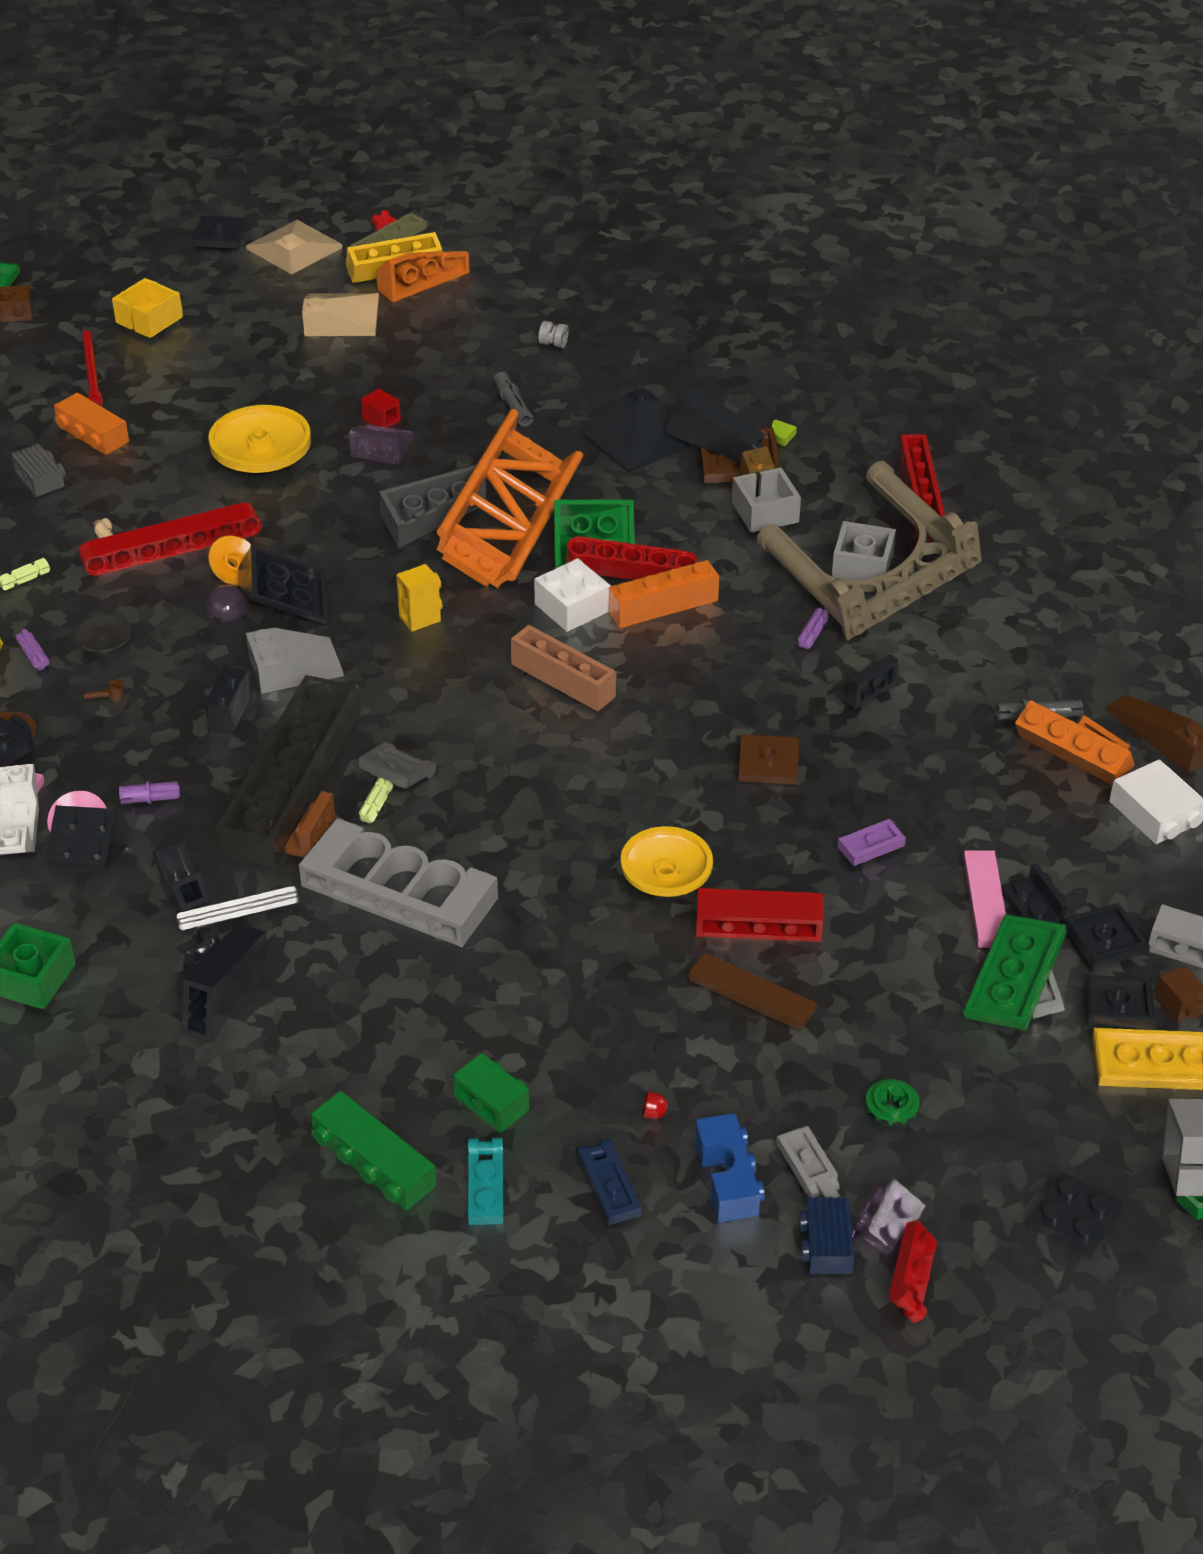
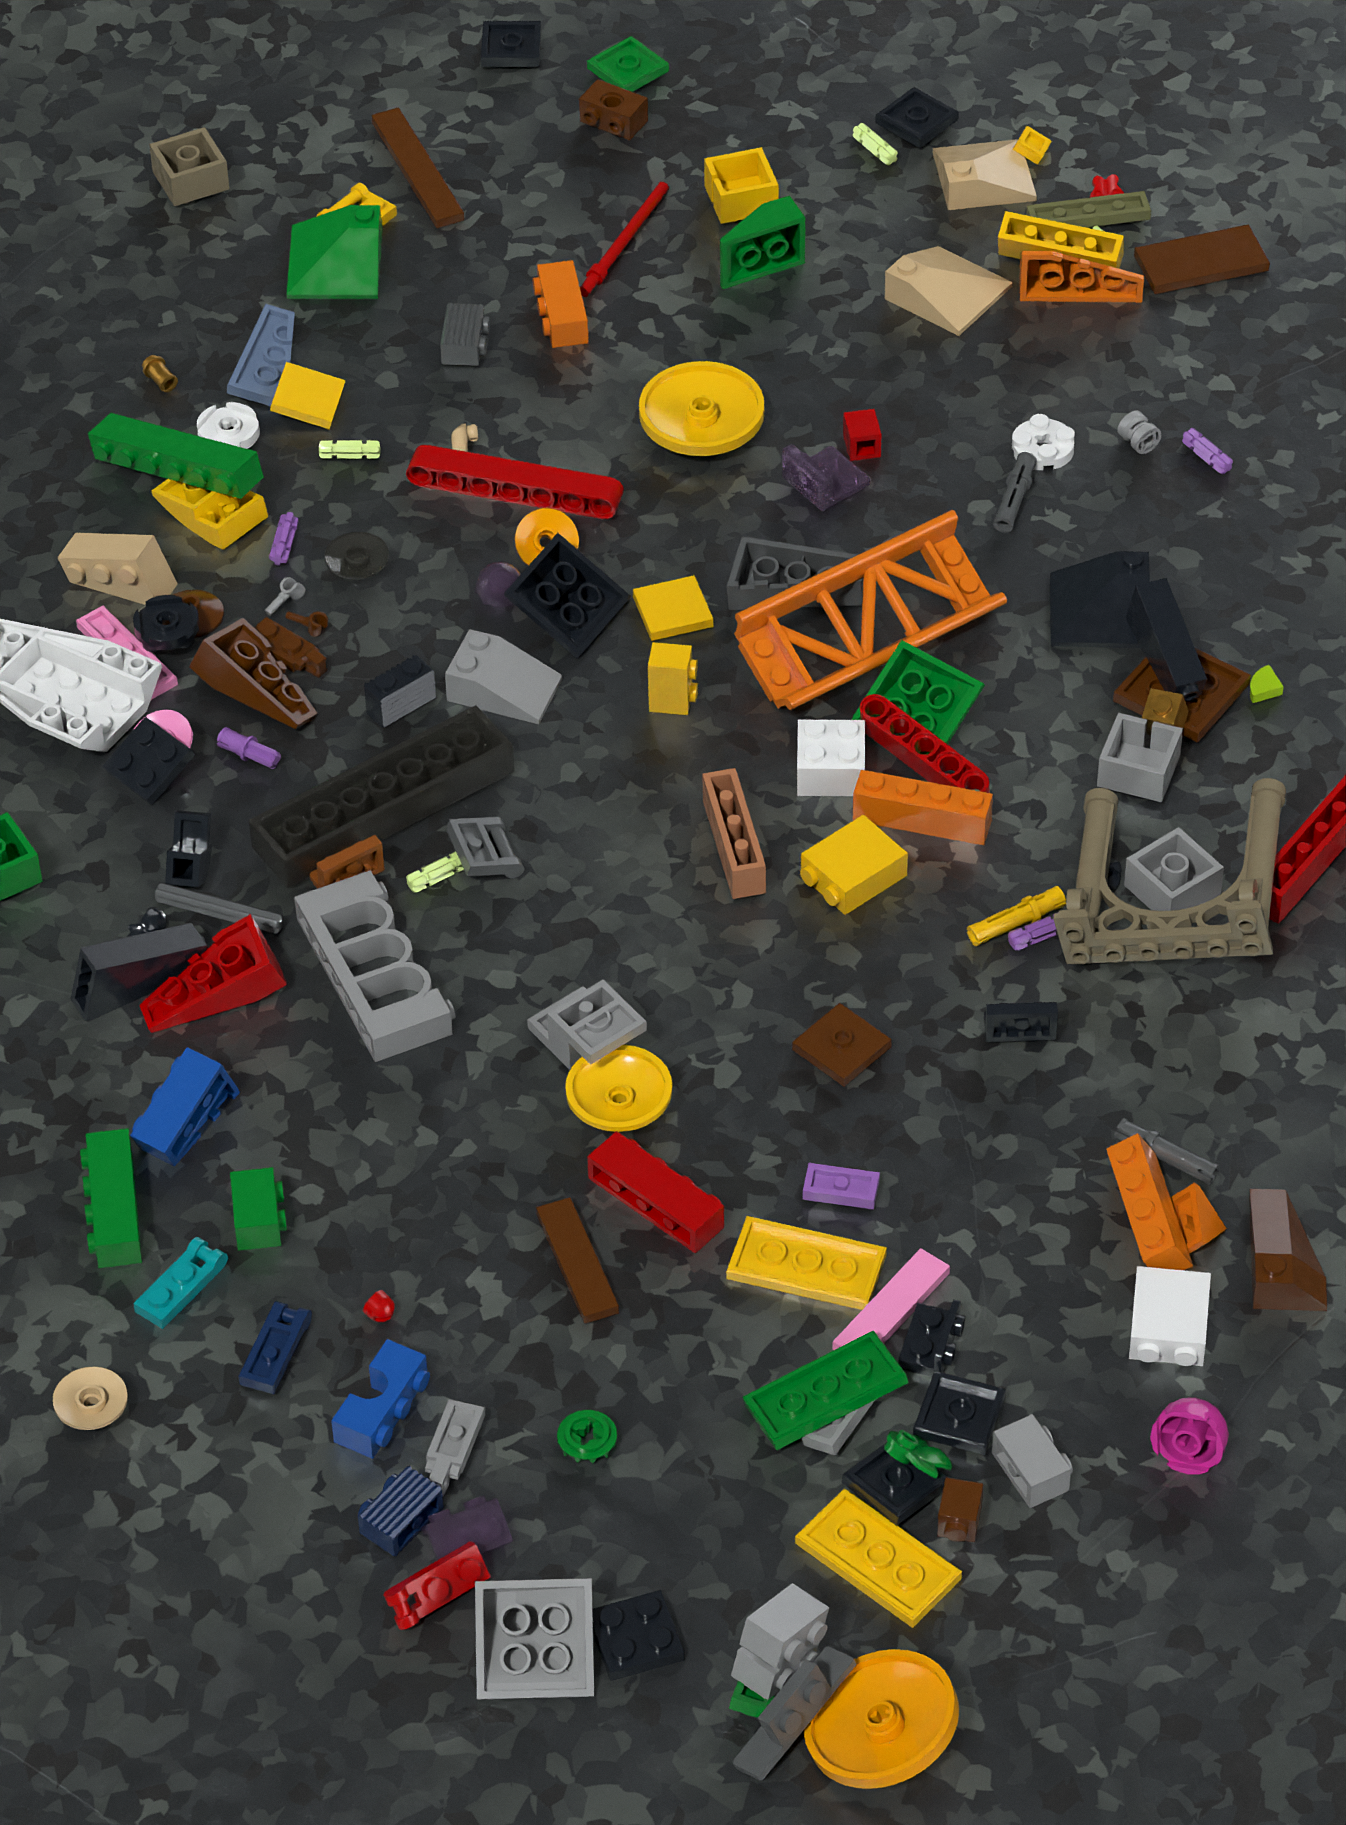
camera: 40 degrees right, 5 degrees up
(71, 683) = (289, 588): none -> light grey hand
(87, 742) = (242, 667): none -> reddish brown wedge
(108, 716) = (292, 649): none -> reddish brown hinge
(203, 329) = (763, 243): none -> green slope
(206, 256) = (875, 144): none -> yellowish green axle
(296, 947) = (227, 975): none -> red wedge
(310, 218) = (1032, 145): none -> yellow tile
(362, 562) = (673, 608): none -> yellow tile
(363, 1052) = (183, 1106): none -> blue wedge
(484, 233) = (1201, 259): none -> reddish brown tile
(492, 362) = (1041, 429): none -> white plate
(508, 1295) = (89, 1387): none -> tan dish
(603, 328) = (1207, 451): none -> medium lavender axle
(609, 826) = (587, 1024): none -> light grey bracket
(657, 649) = (853, 864): none -> yellow brick
(794, 619) = (1028, 910): none -> yellow pin
(901, 904) = (806, 1263): none -> yellow tile
(1020, 1262) = (534, 1639): none -> light grey slope
(1115, 973) = (913, 1449): none -> green plate

